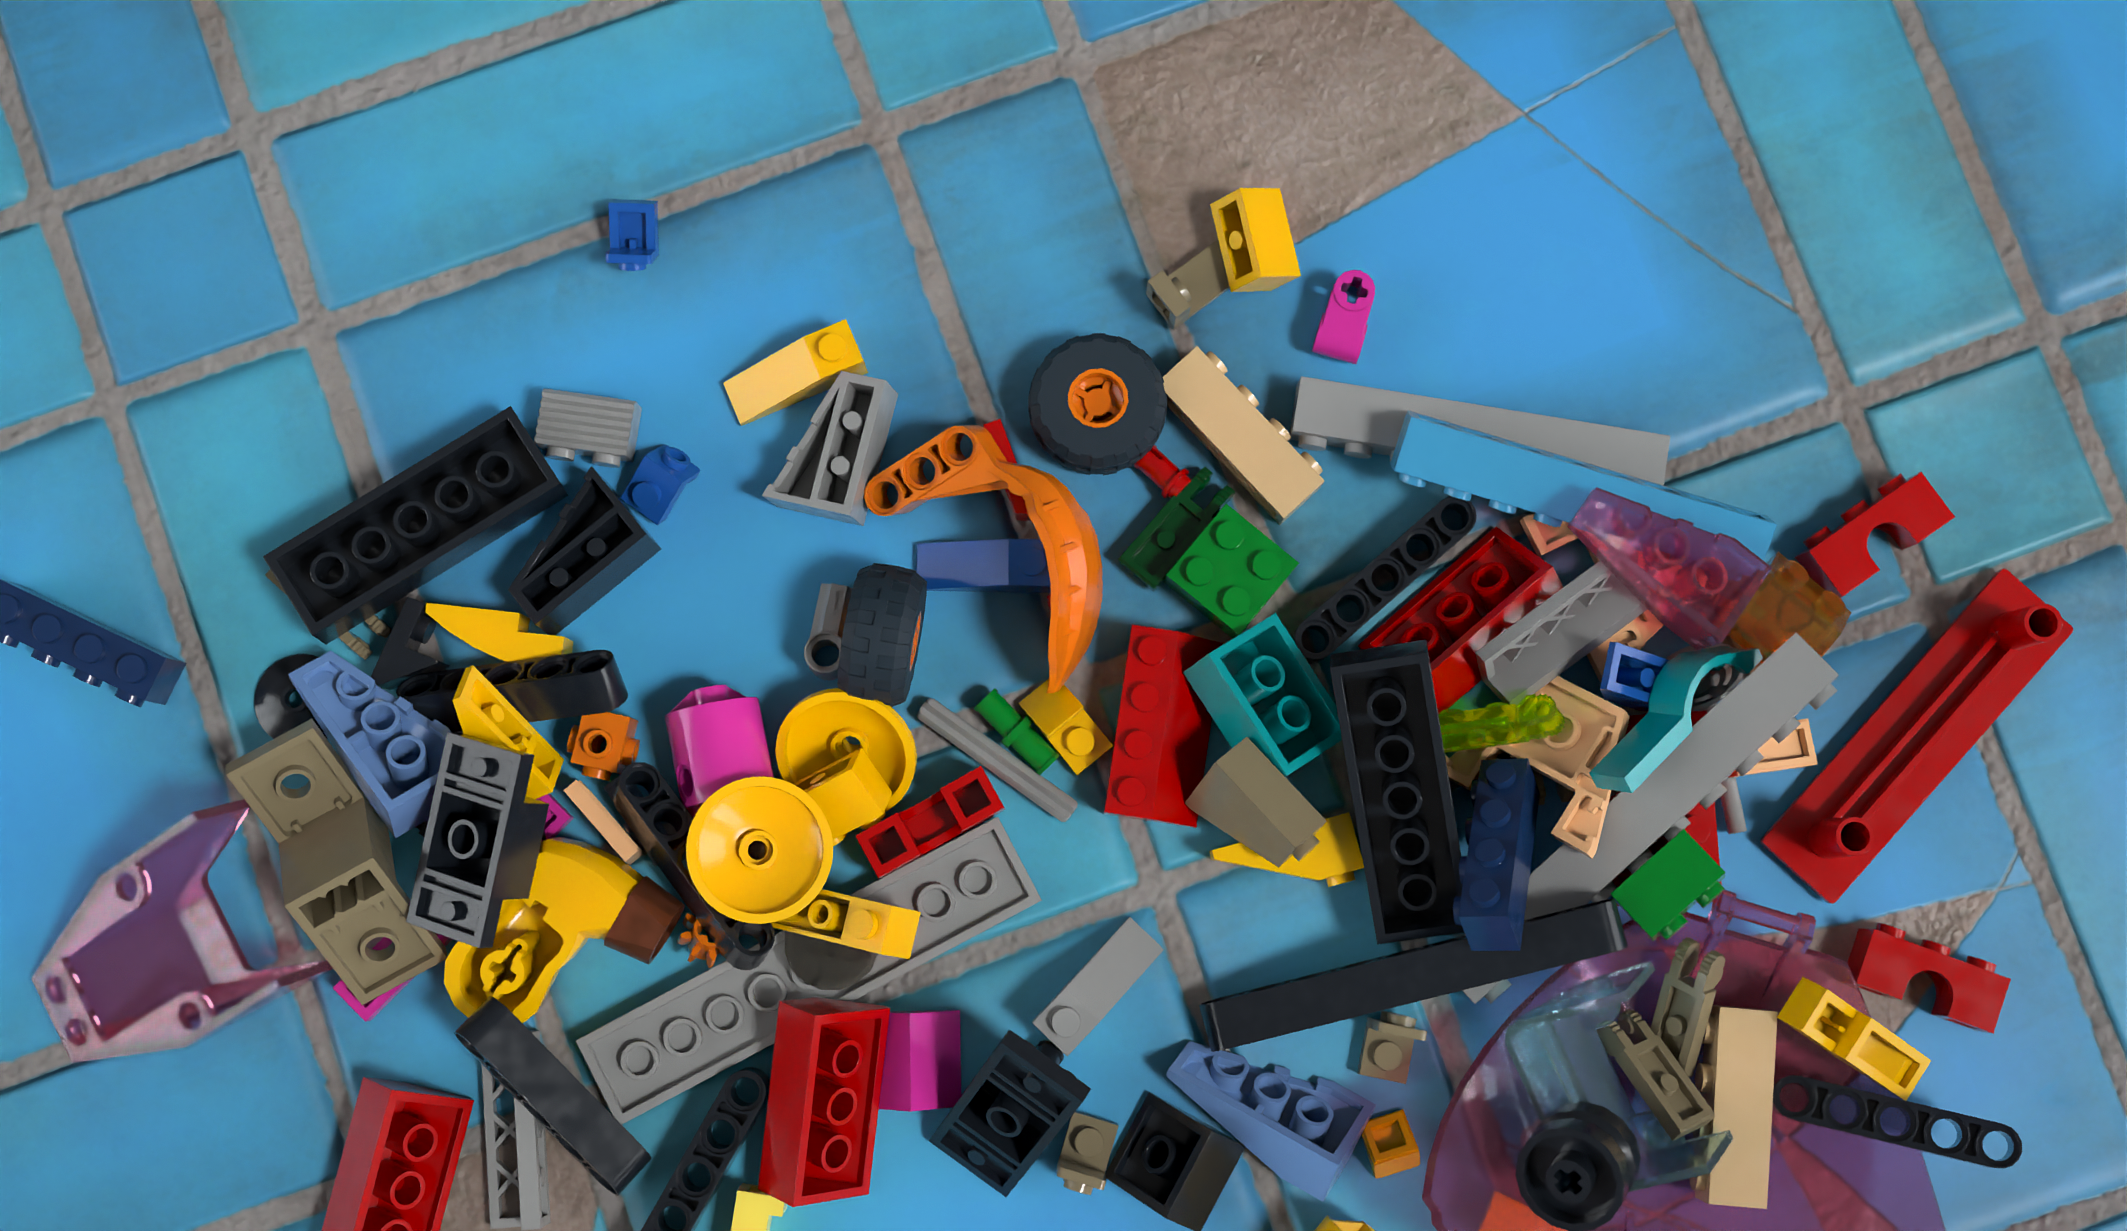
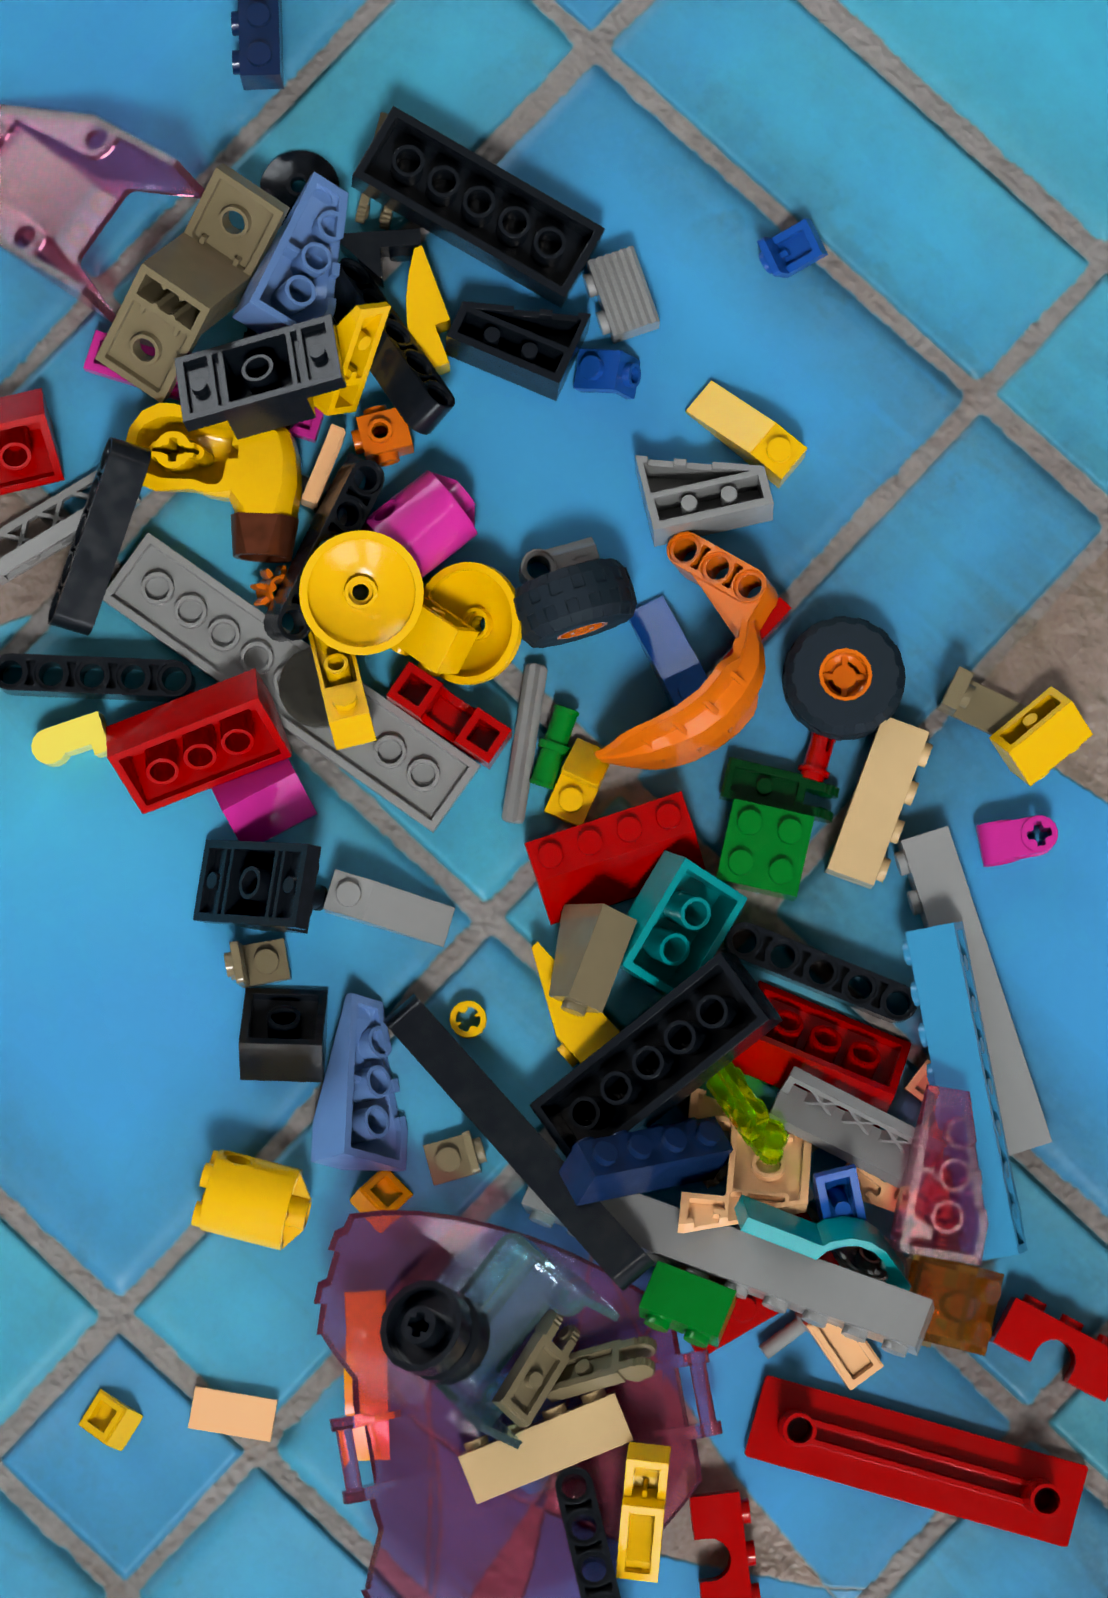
camera: 65 degrees right, 0 degrees up
(1266, 961) = (473, 1031): none -> yellow bush

